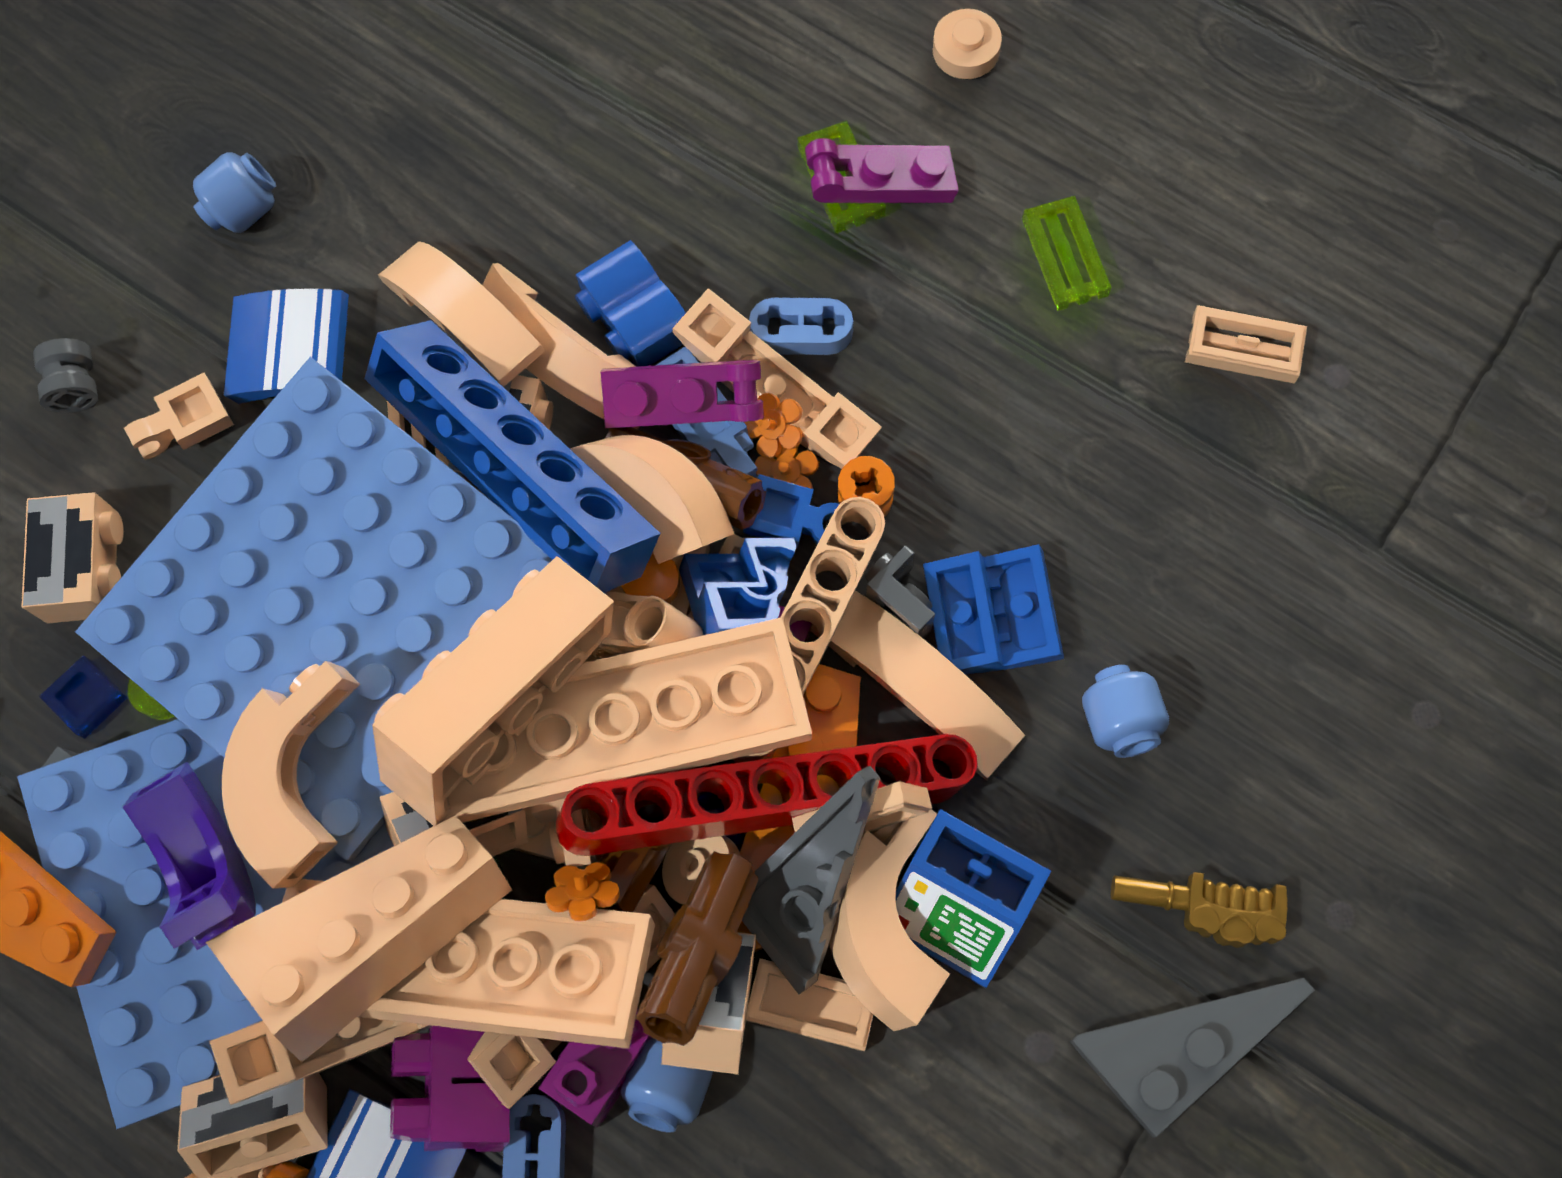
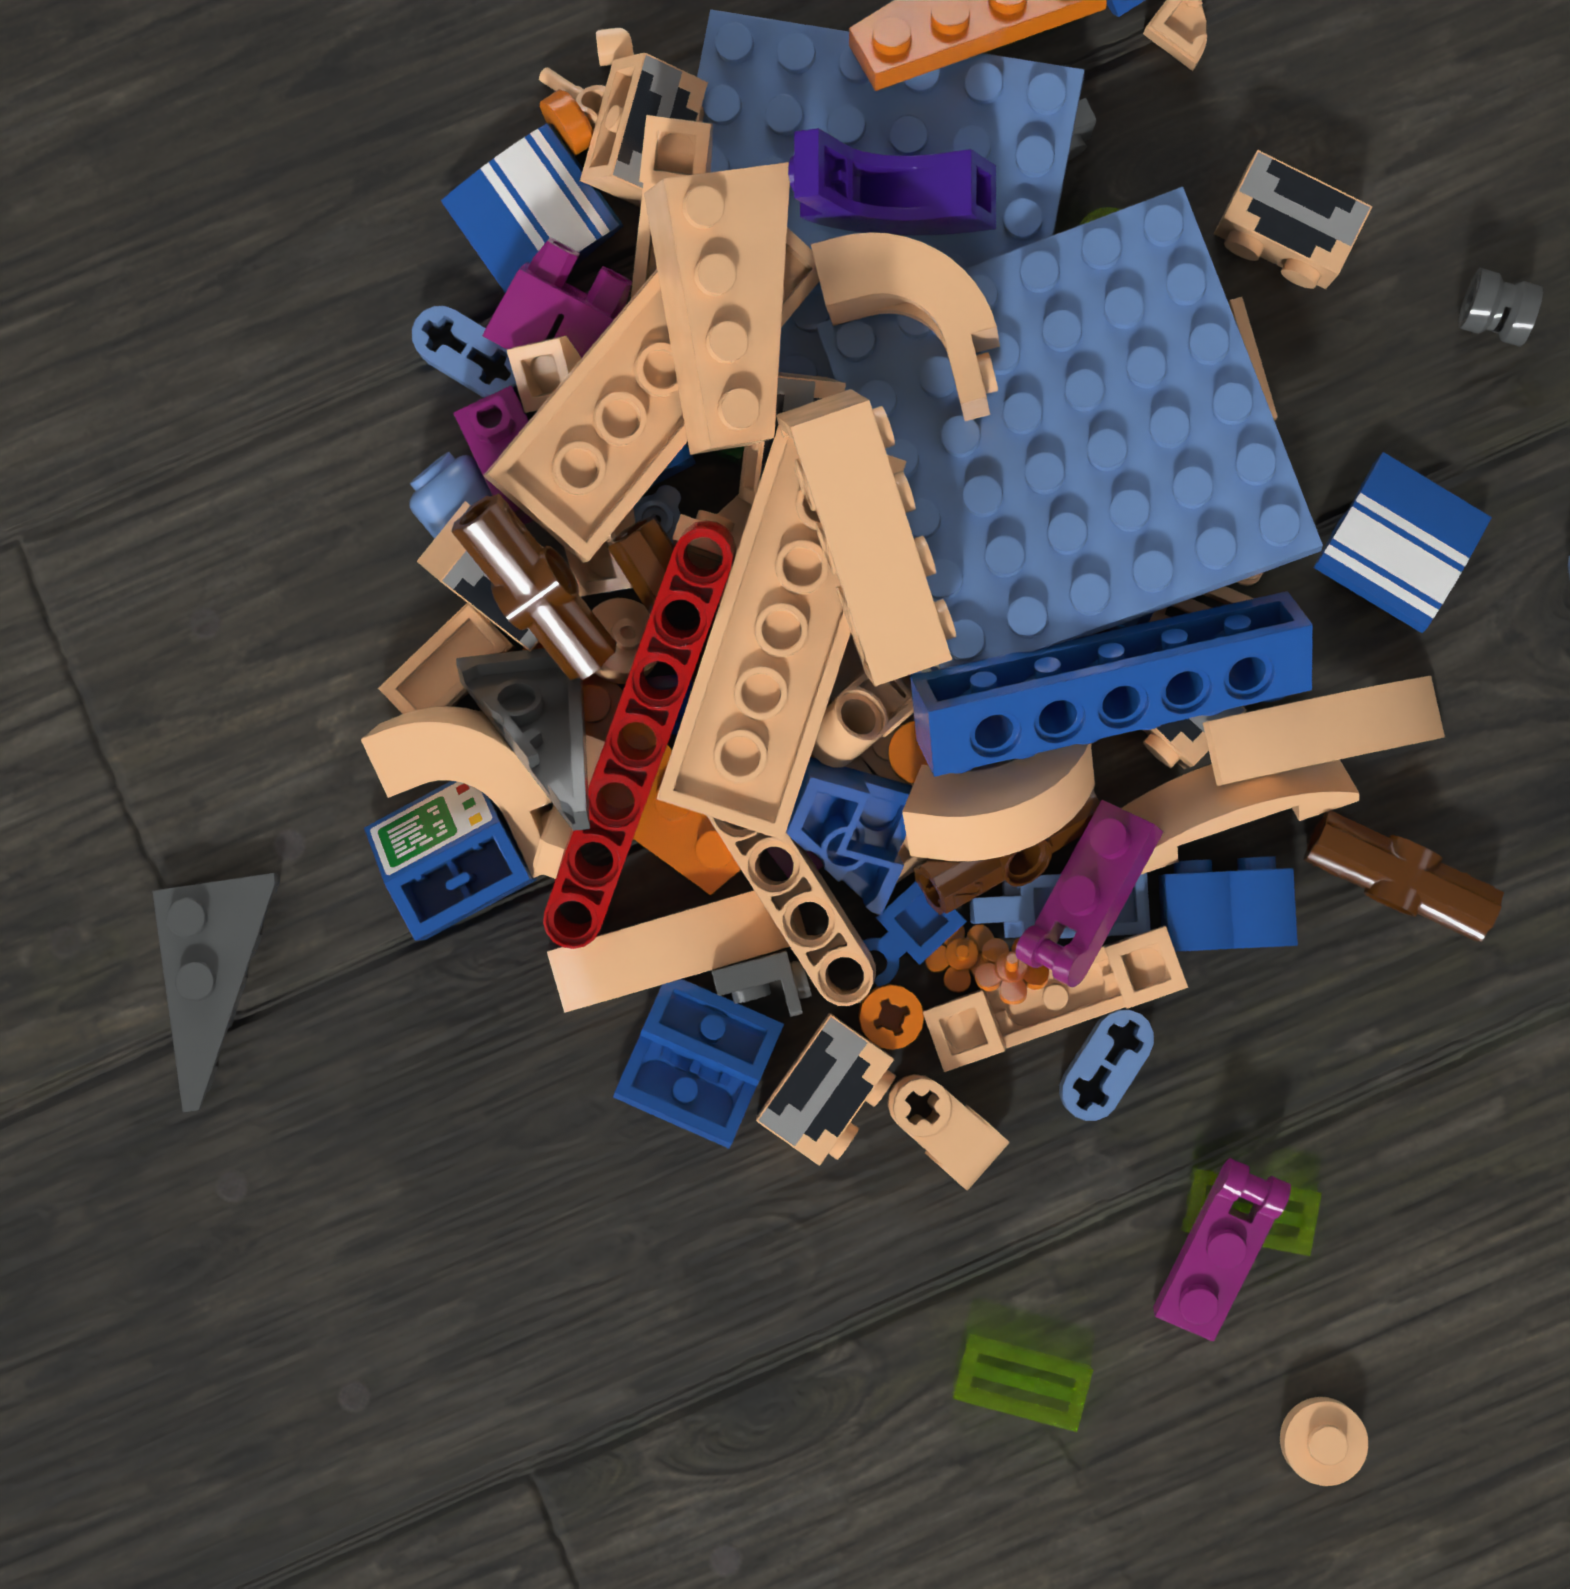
camera: 115 degrees right, 15 degrees up
(83, 697) = (1144, 166): clear blue tile -> none
(186, 413) = (1383, 407): light nougat plate -> none
(536, 208) = (1404, 876): none -> reddish brown piece
(582, 891) = (646, 514): orange plant -> none
(922, 401) = (951, 1134): none -> light nougat piece
(952, 501) = (826, 1090): none -> brick
(1125, 711) = (523, 1114): medium blue head -> none
(1229, 914) = (300, 1080): pearl gold piece -> none
(1246, 353) = (849, 1452): light nougat tile -> none

